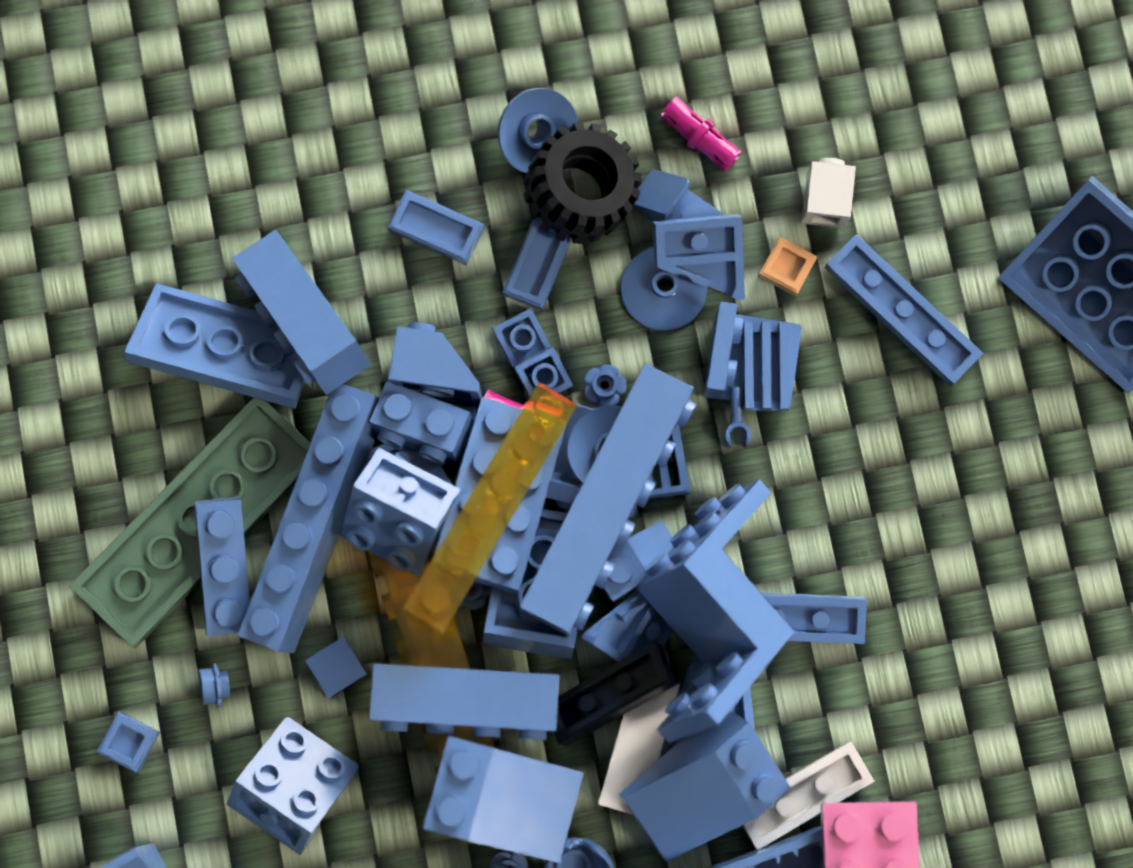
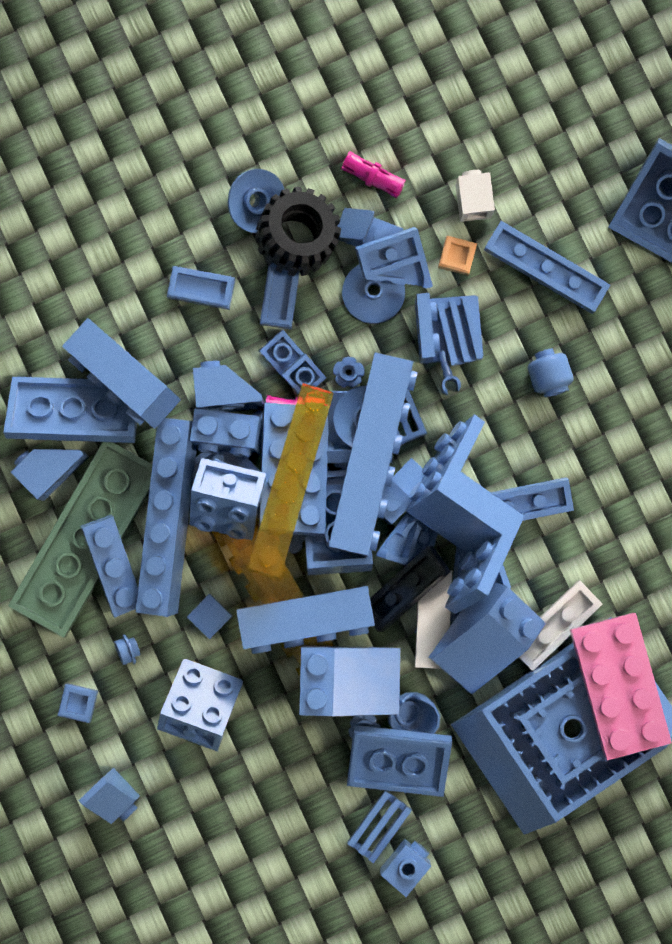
camera: 10 degrees left, 5 degrees up
(169, 416) = (46, 469): none -> medium blue slope
(875, 451) = (550, 373): none -> medium blue head

